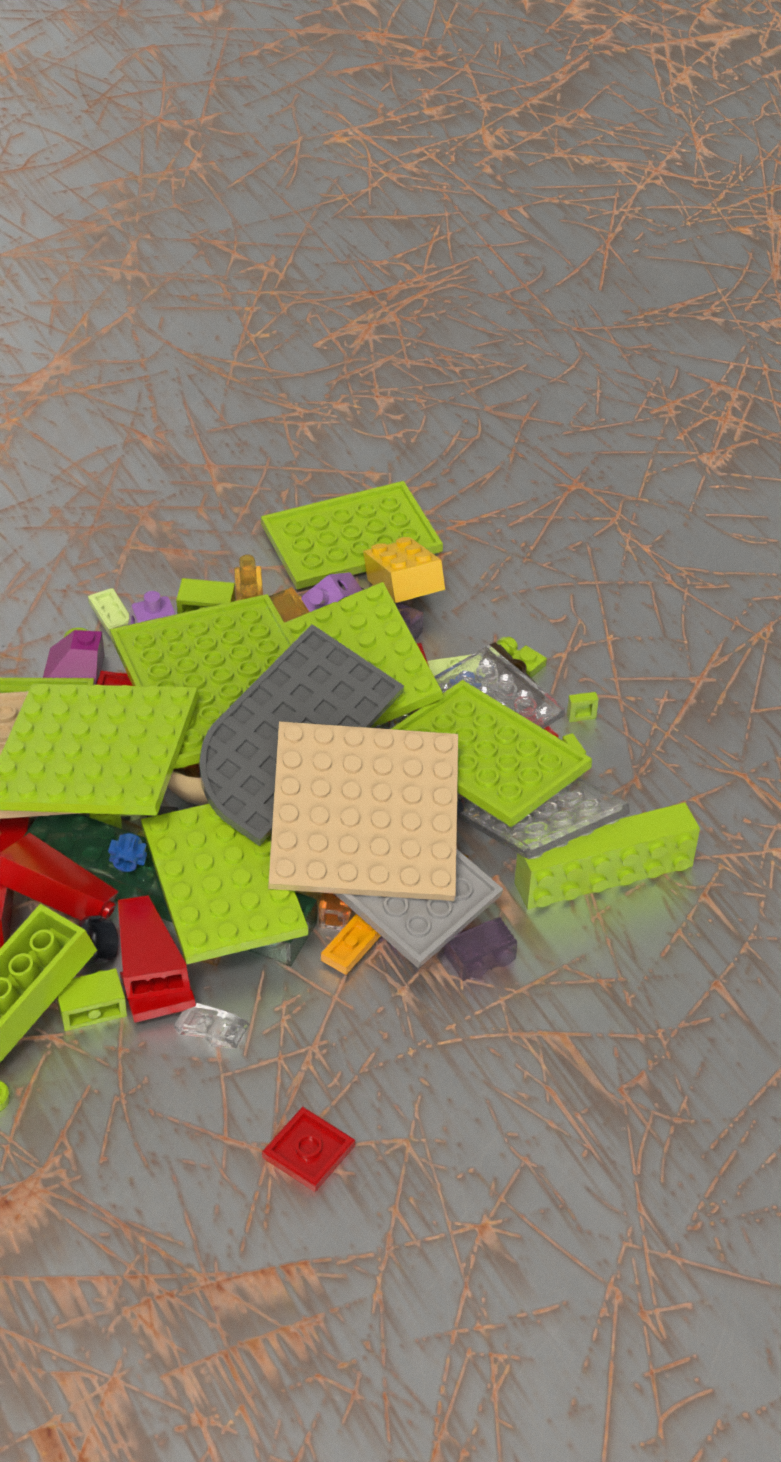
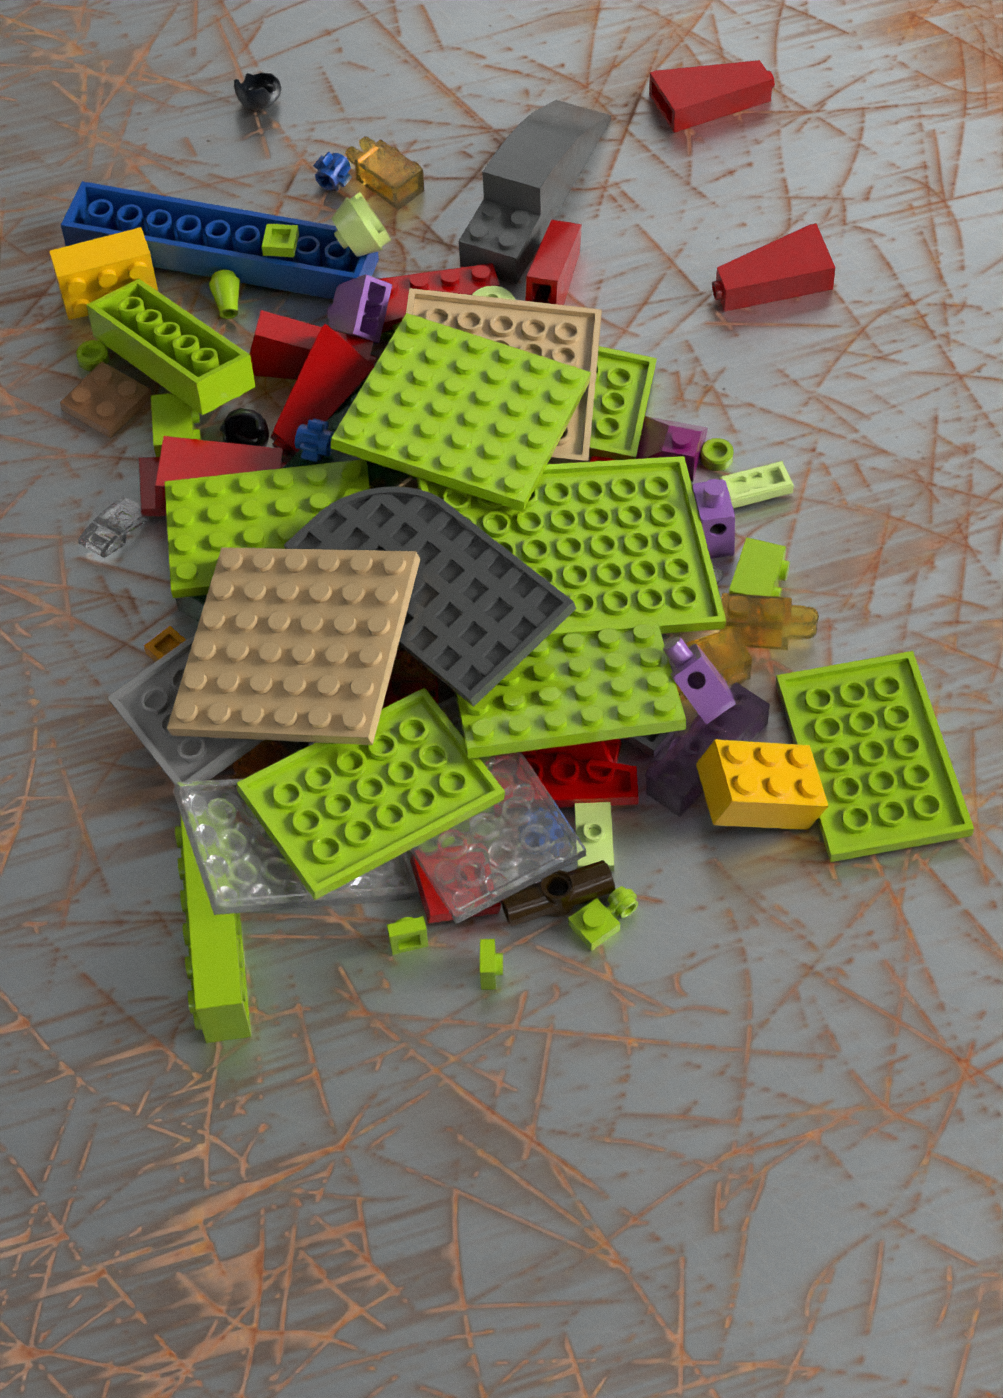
camera: 105 degrees right, 10 degrees up
(51, 1071) = (106, 399): none -> medium nougat plate
(481, 949) = (132, 777): clear purple brick -> none

